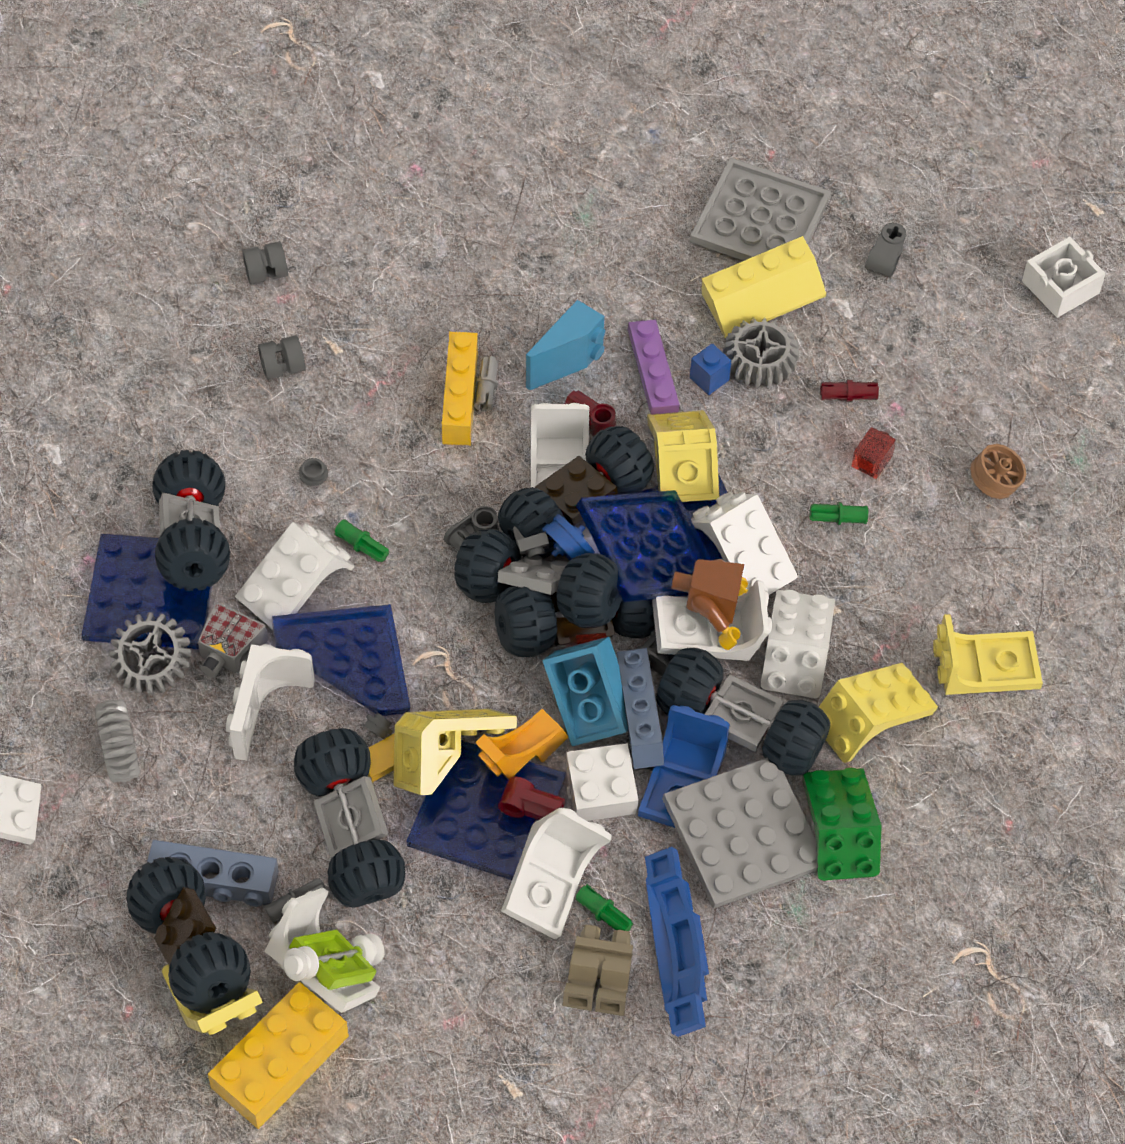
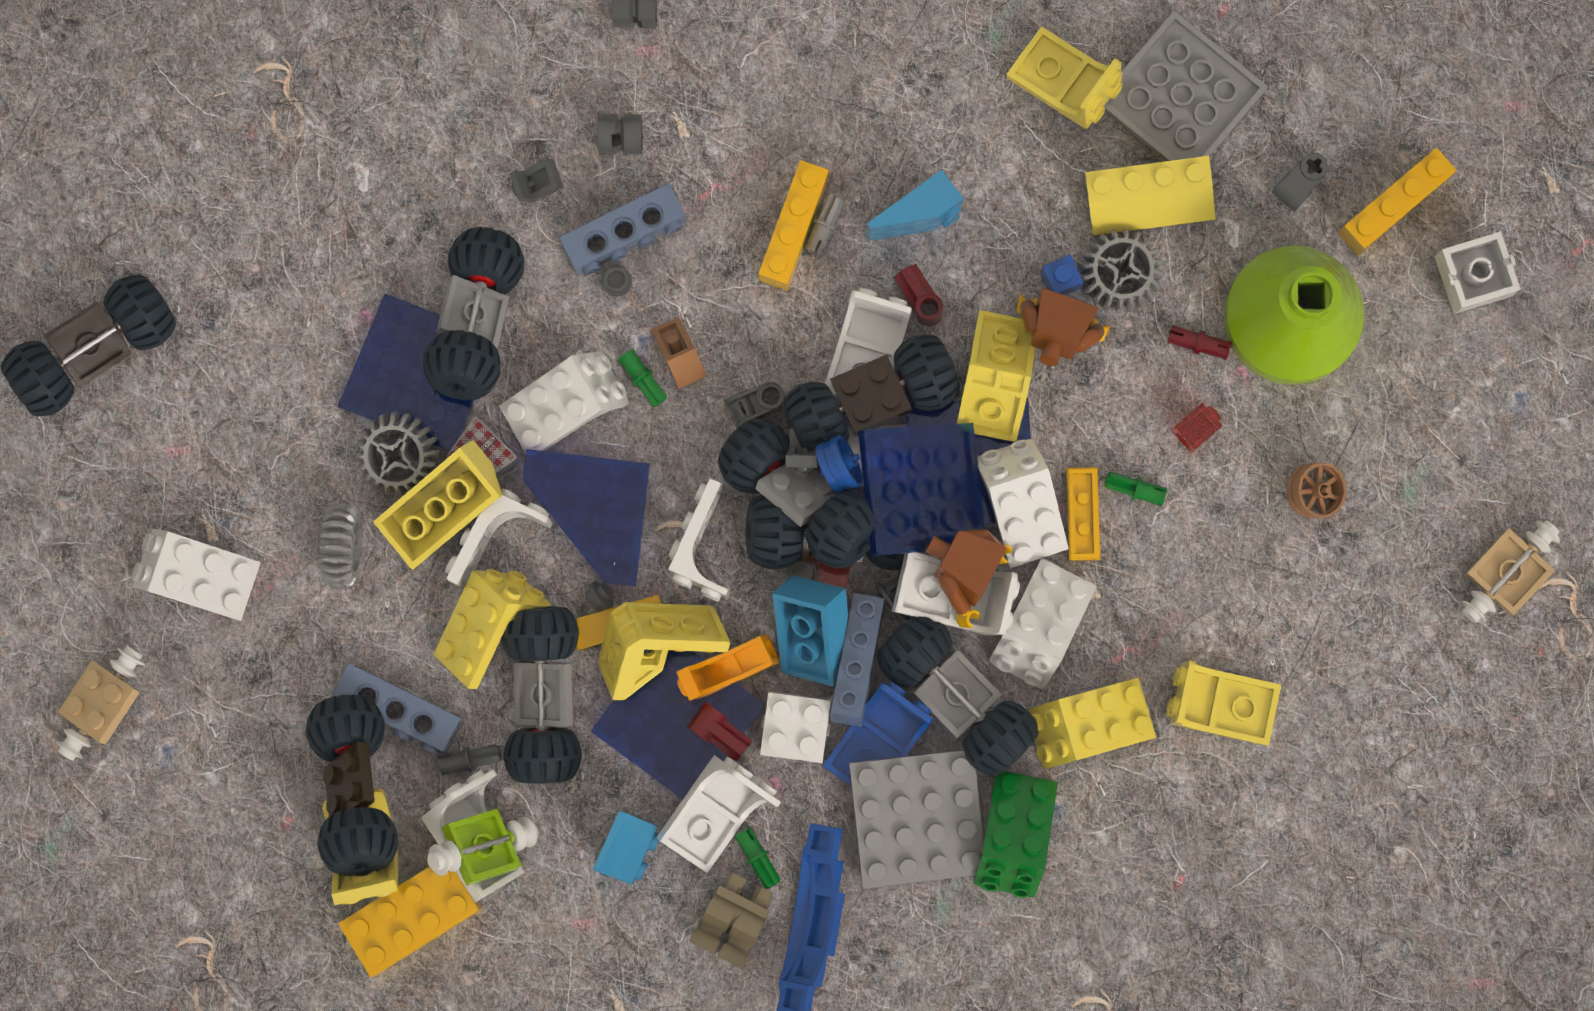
camera: 20 degrees right, 25 degrees up
(203, 675) = (440, 504): none -> light yellow slope
(217, 412) = (536, 181): none -> dark grey bracket
(270, 771) = (481, 619): none -> light yellow bracket
(291, 432) = (631, 214): none -> sand blue brick
(390, 512) = (679, 353): none -> medium nougat slope
(457, 676) = (683, 553): none -> white bracket
(475, 925) = (627, 848): none -> dark azure slope
(653, 367) = (1003, 254): medium lavender plate -> none
(660, 224) = (1066, 78): none -> light yellow bracket
(723, 395) = (1060, 325): none -> dark orange torso
(800, 548) = (1083, 514): none -> yellow tile
(923, 343) = (1279, 336): none -> lime cone
(973, 246) = (1397, 201): none -> yellow brick

